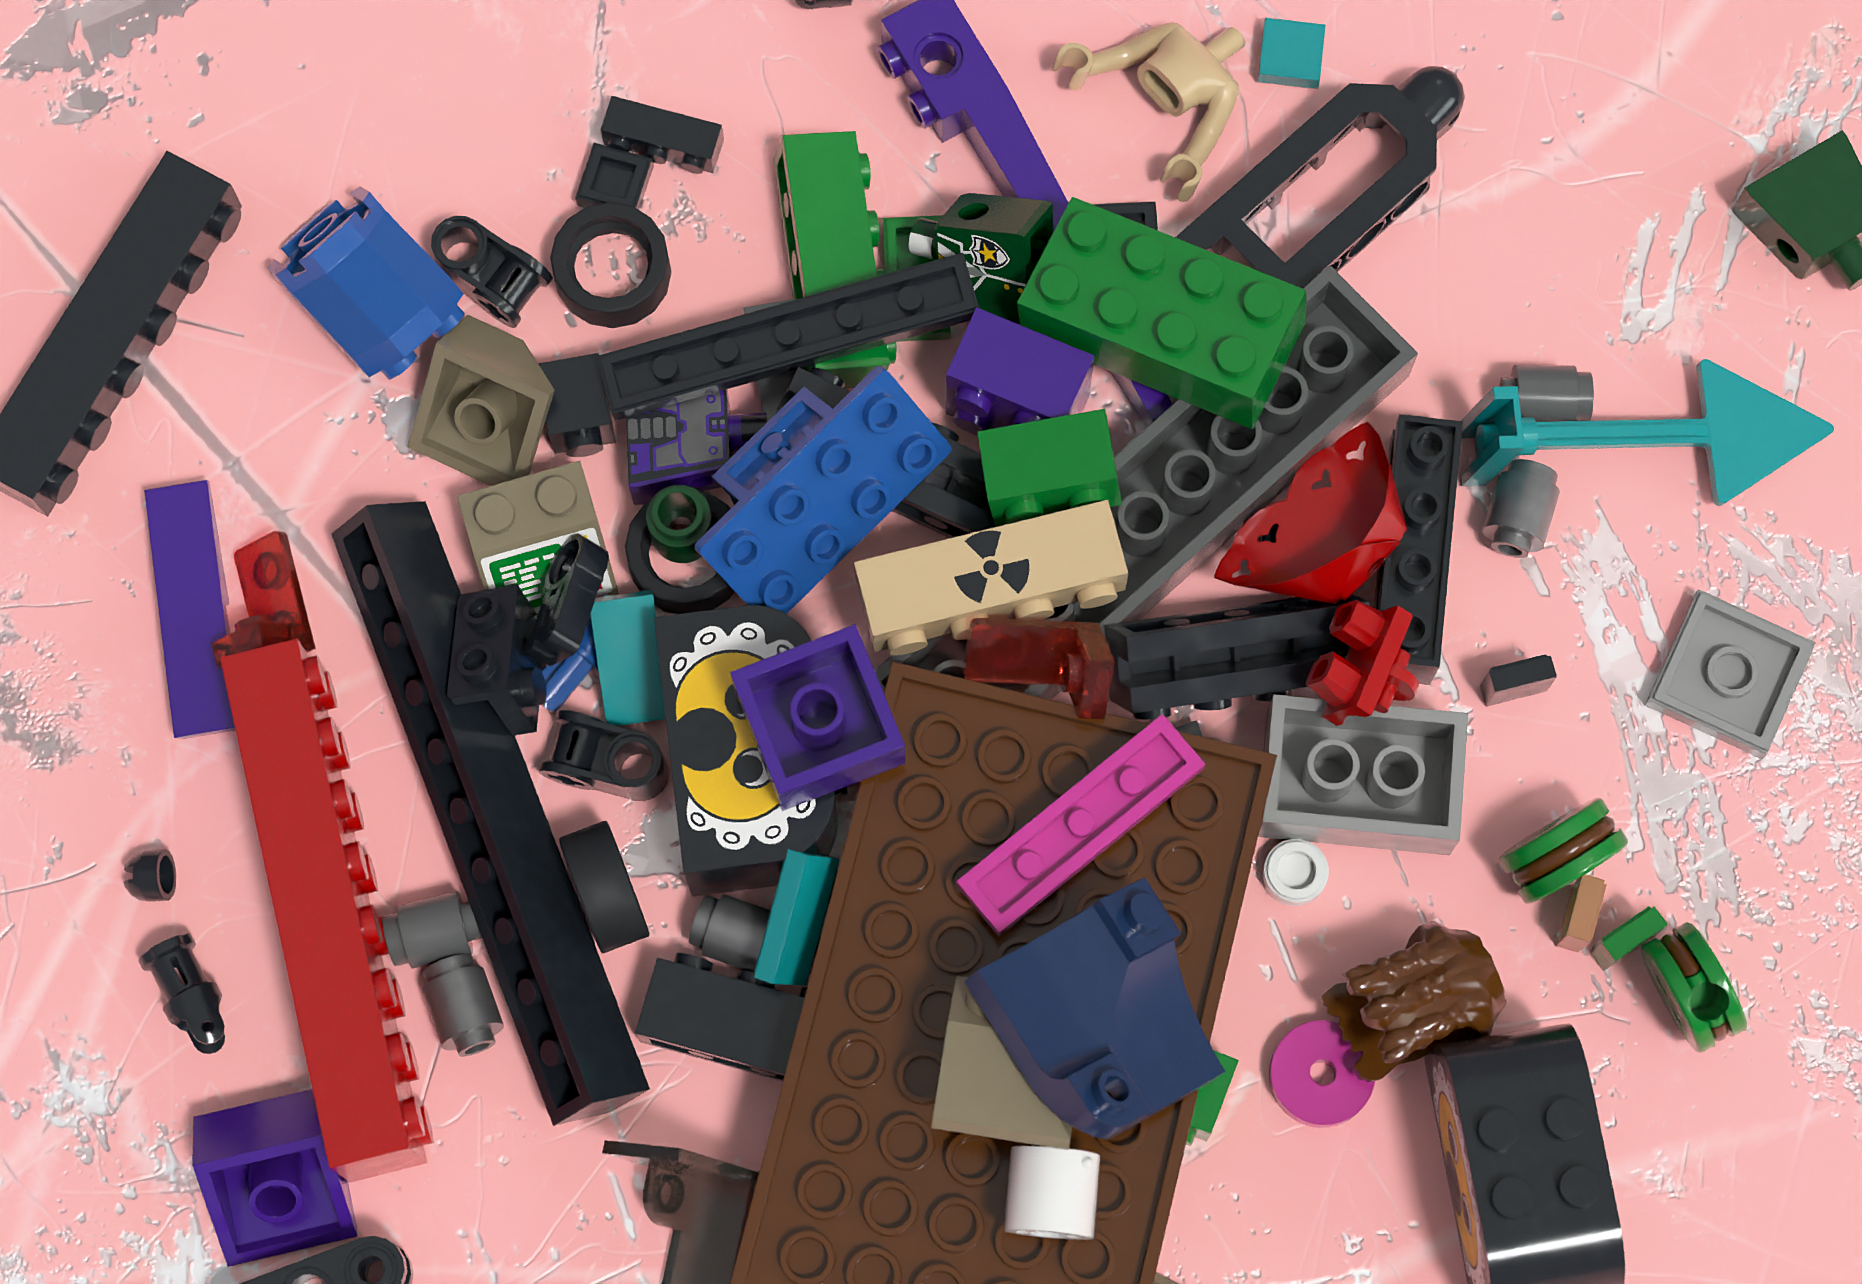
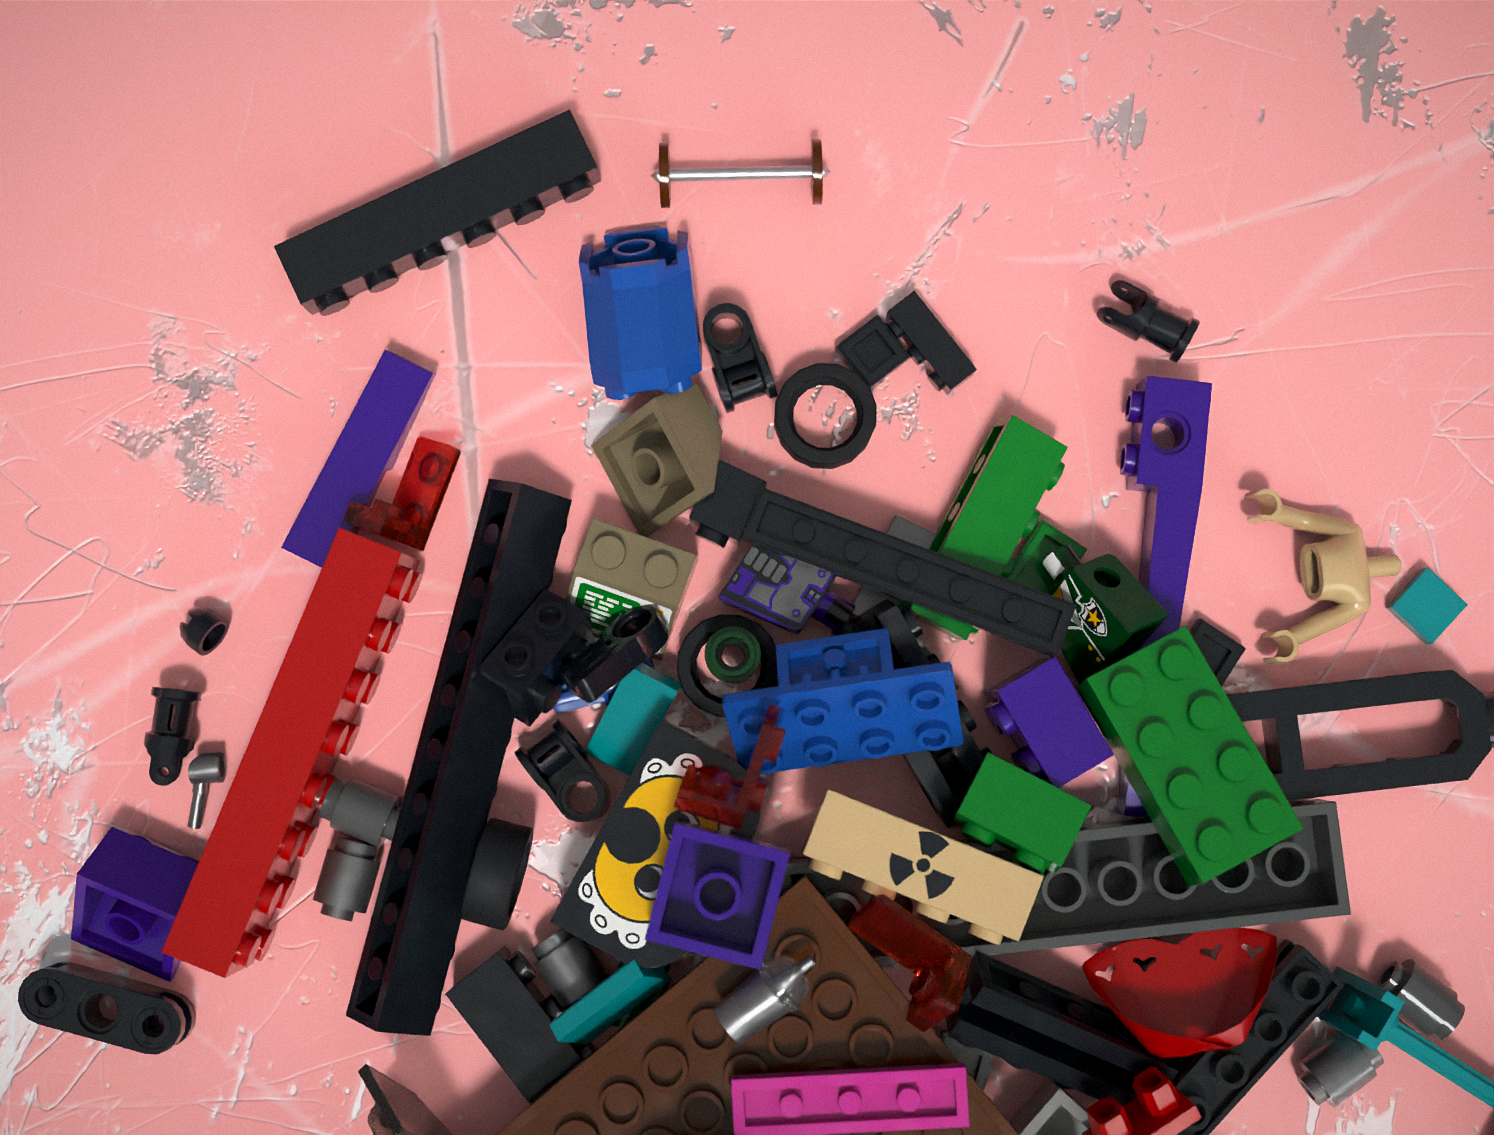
camera: 35 degrees right, 10 degrees up
(247, 1007) = (201, 771): none -> flat silver hand
(440, 55) = (815, 172): none -> axle
(746, 635) = (717, 796): none -> clear red bracket
(932, 786) = (764, 997): none -> flat silver piece

